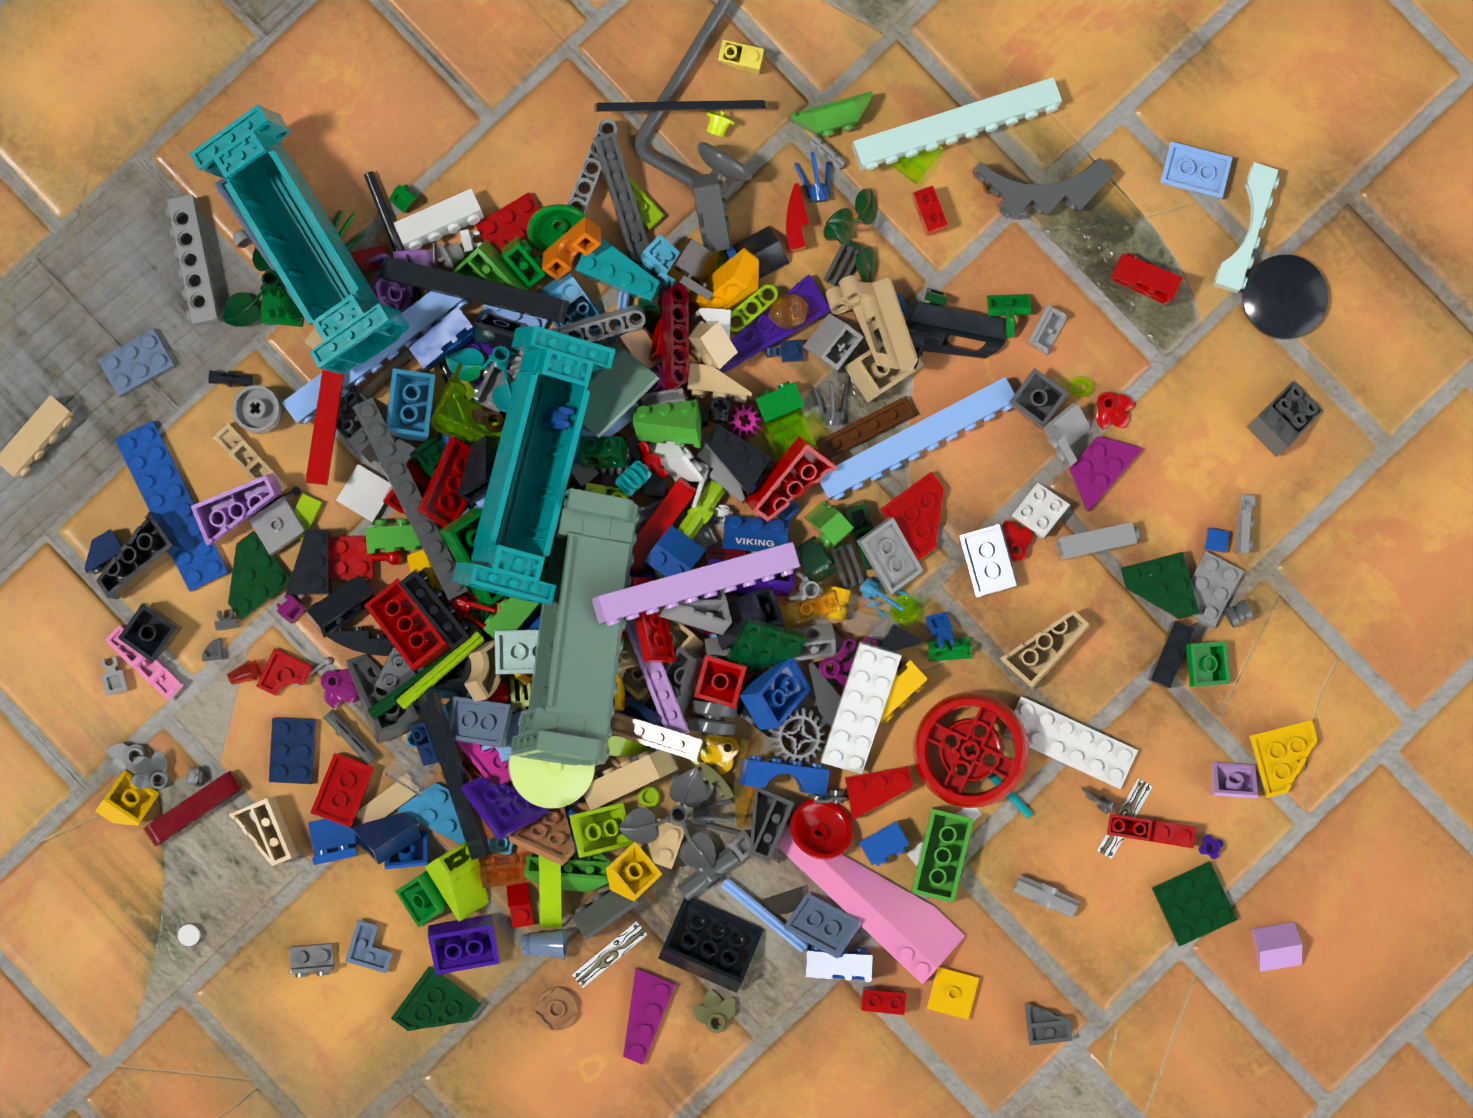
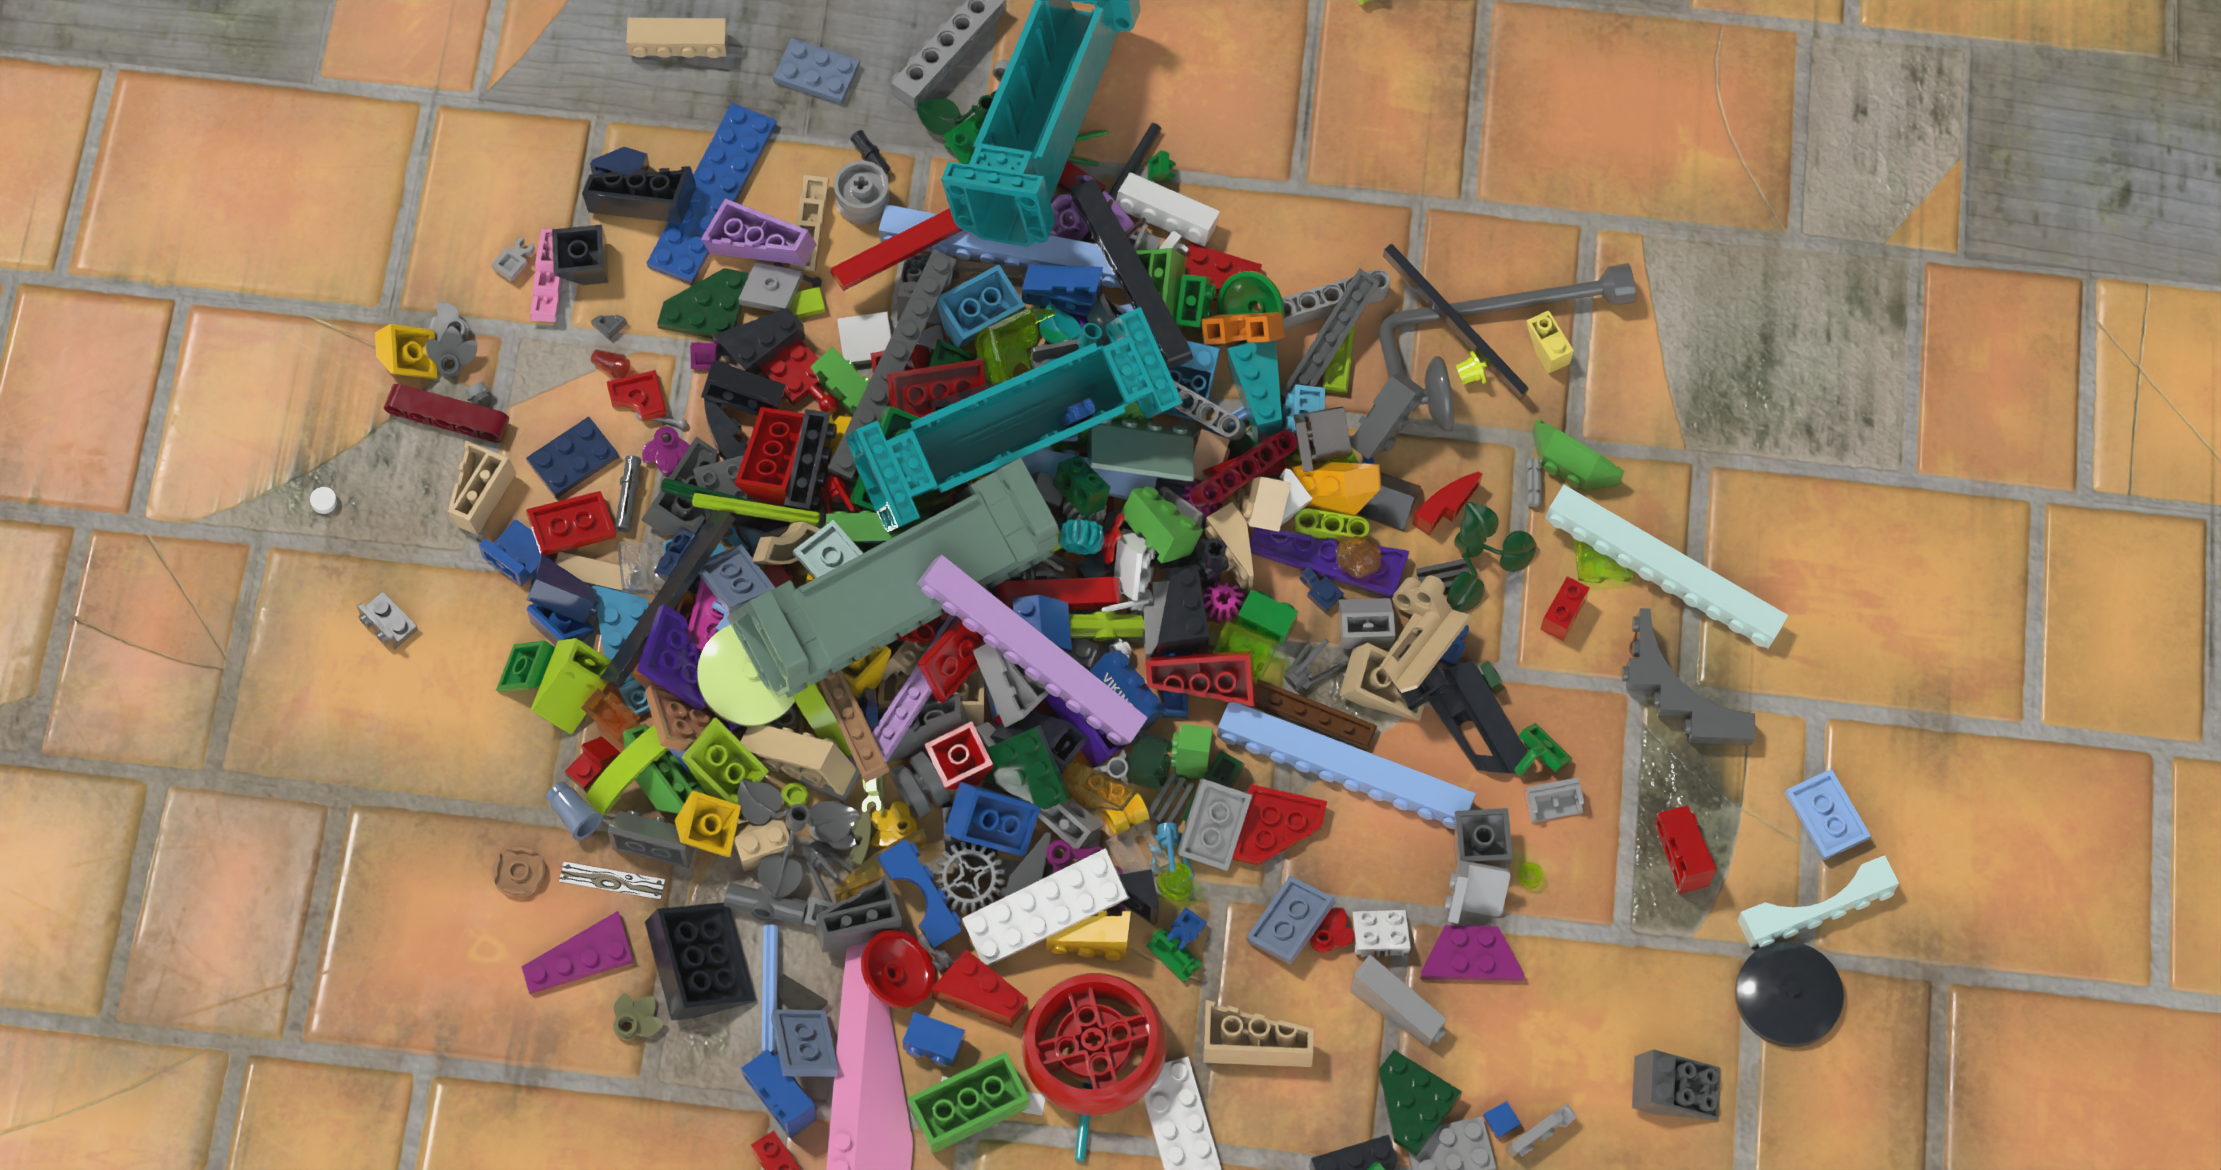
camera: 50 degrees right, 20 degrees down
(226, 623) = (643, 314): dark grey tile -> none
(362, 950) = (432, 657): sand blue plate -> none
(435, 1003) = (433, 758): dark green plate -> none
(463, 944) = (511, 737): dark purple slope -> none
(819, 191) = (1494, 499): blue plant -> none
(1115, 412) = (1534, 925): red plate -> none

